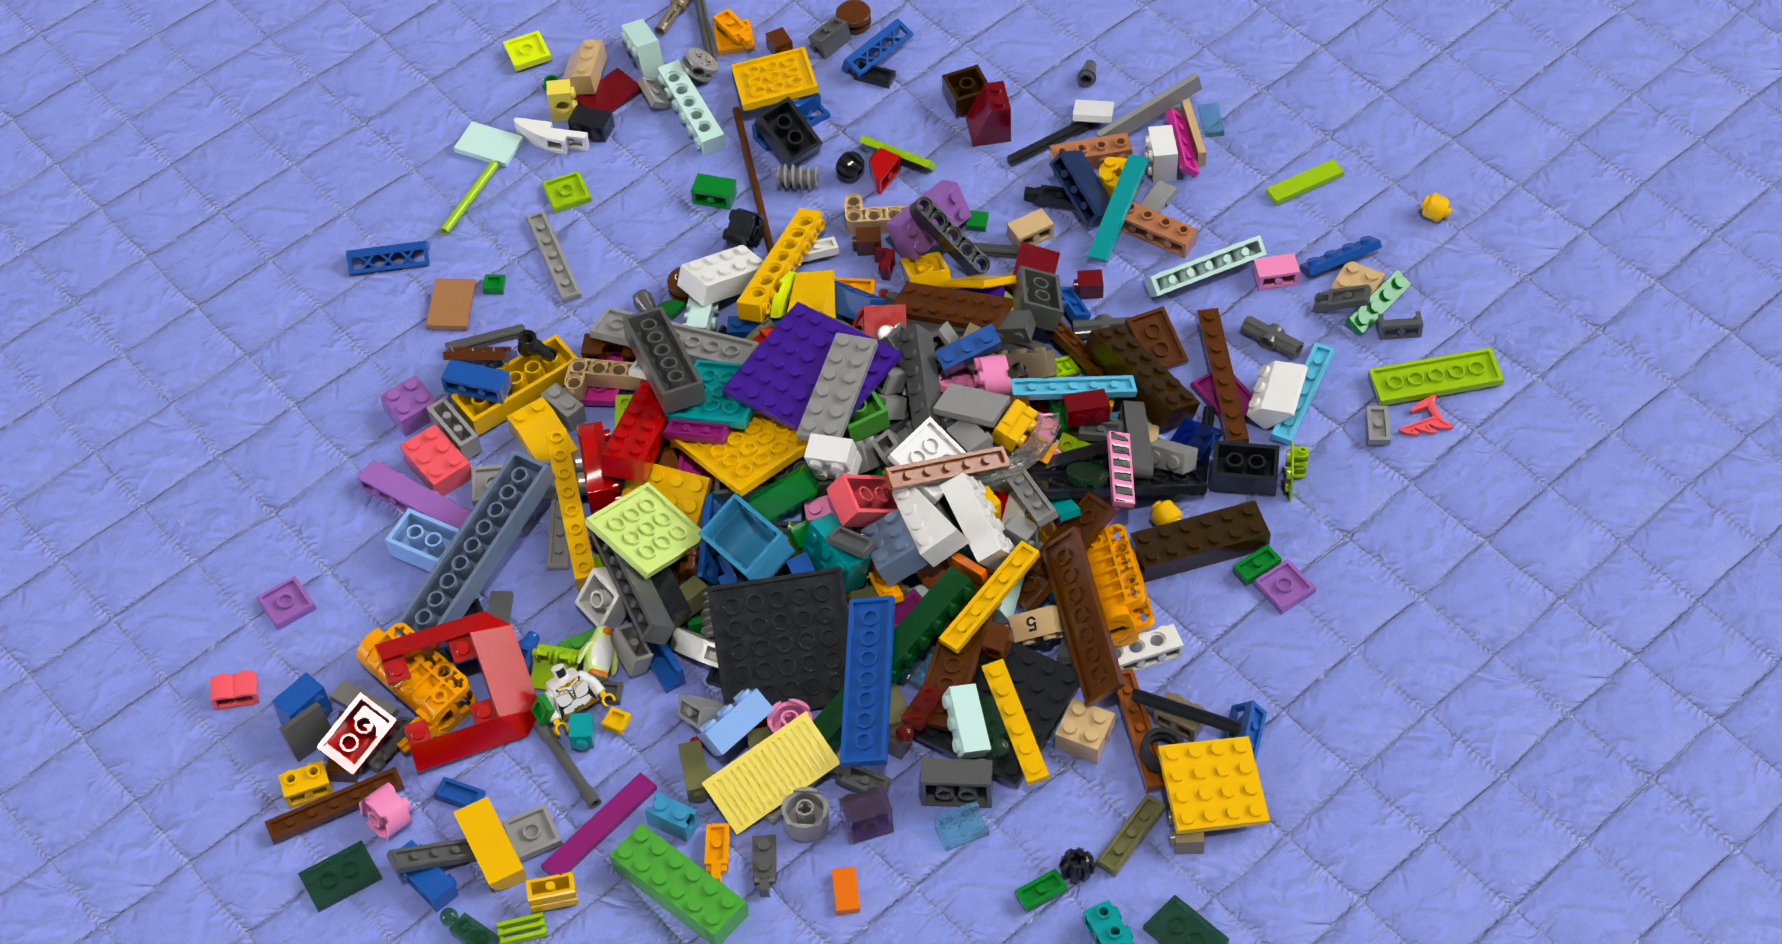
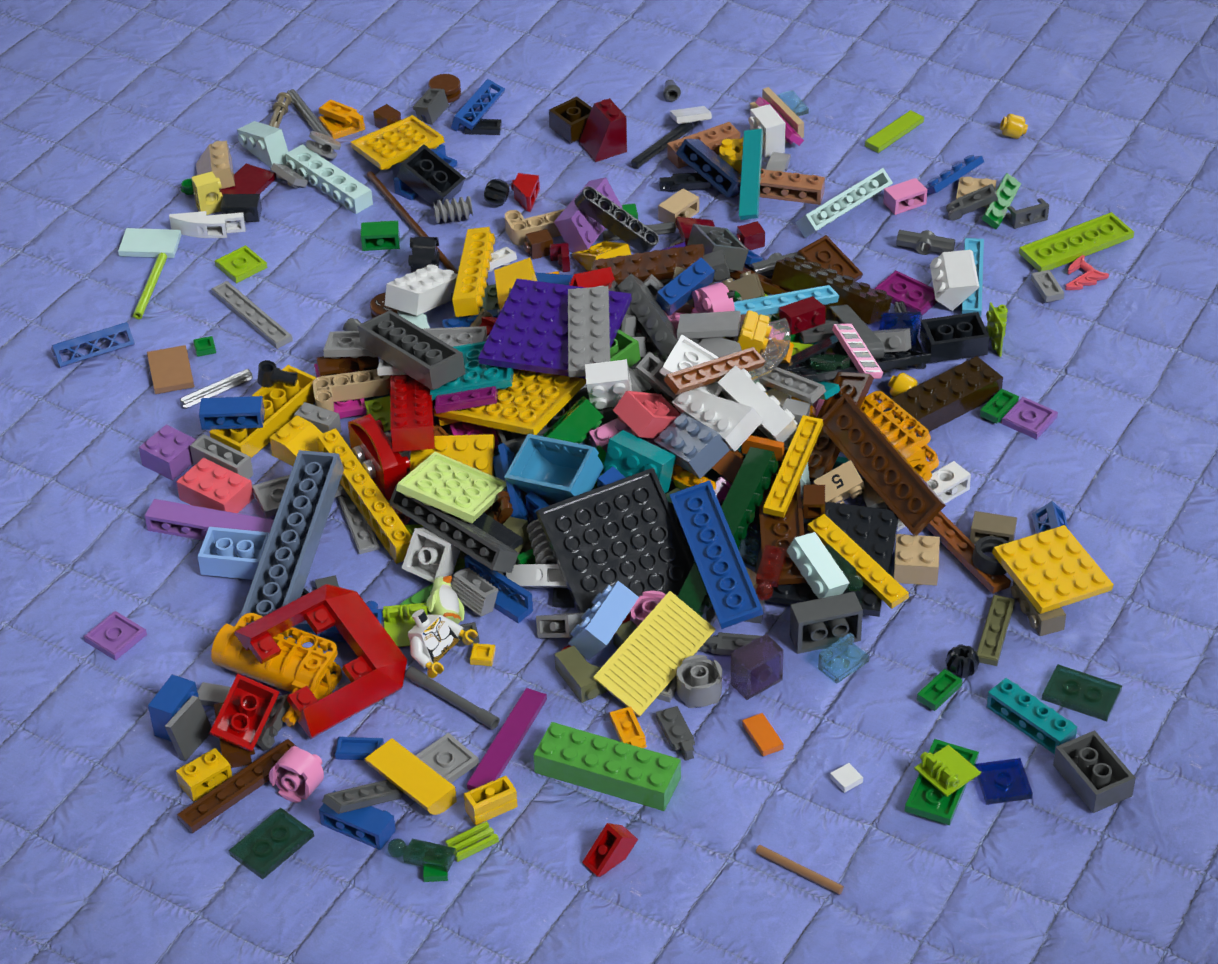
camera: 20 degrees left, 10 degrees down
(234, 690) = (96, 715): coral brick -> none
(480, 353) = (240, 389): reddish brown plate -> none
(527, 50) = (154, 166): neon yellow plate -> none
(542, 709) = (413, 656): green tile -> none
(581, 731) = (456, 666): teal brick -> none
(672, 817) = (576, 712): dark azure brick -> none
(781, 299) = (488, 290): neon yellow tile -> none
(851, 542) = (655, 444): dark grey tile -> none
(903, 154) = (544, 176): lime tile -> none
(981, 281) = (665, 243): yellow tile -> none
(1154, 107) = (745, 97): light grey tile -> none
(1186, 711) = (1000, 520): black axle -> none
(1222, 376) = (897, 275): reddish brown plate -> none

